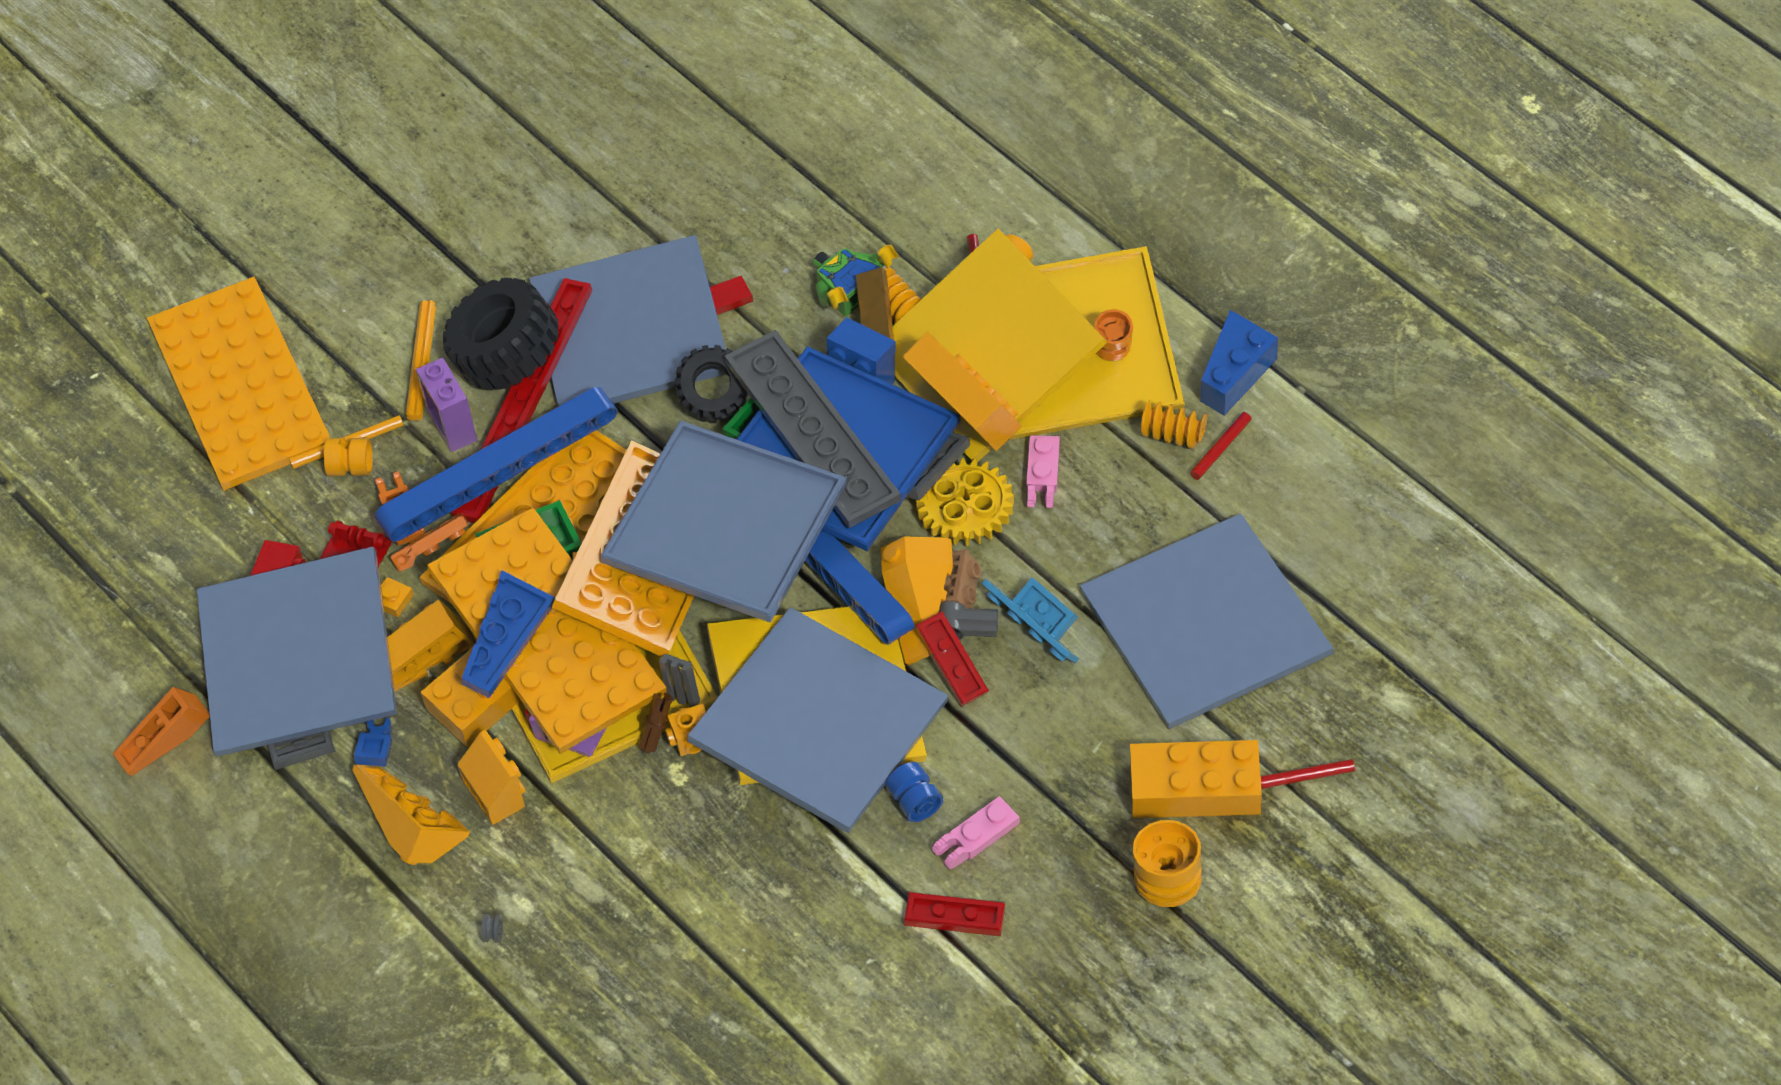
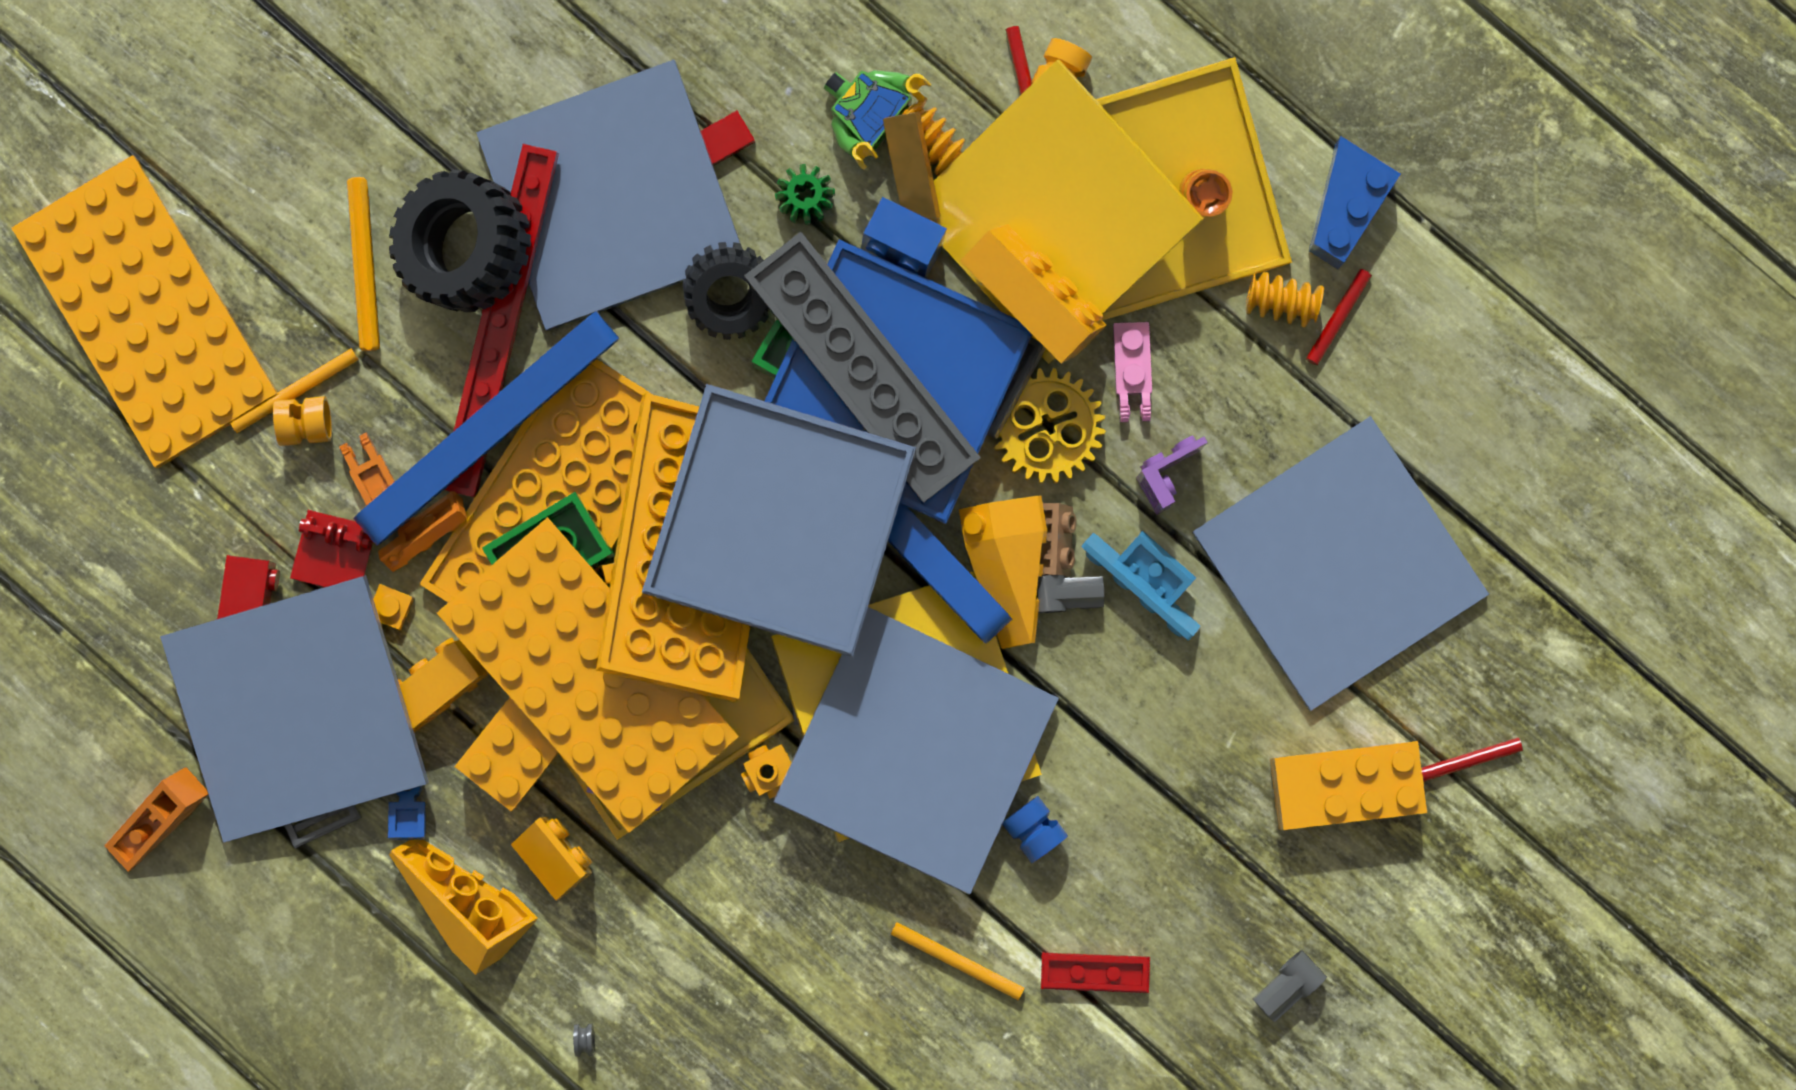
camera: 10 degrees left, 30 degrees up
(446, 404) = (410, 347): medium lavender window -> none
(509, 625) = (546, 698): blue wing -> none
(655, 722) = (729, 767): reddish brown axle -> none
(674, 680) = (751, 718): dark grey tile -> none
(791, 327) = (800, 183): none -> green gear
(833, 895) = (957, 961): none -> light orange bar
(951, 659) = (1057, 650): red tile -> none
(977, 832) = (1110, 866): bright pink hinge -> none
(1062, 527) = (1160, 489): none -> medium lavender bracket
(1135, 928) = (1296, 980): none -> dark grey piece
(1167, 863) = (1349, 901): light orange wheel -> none

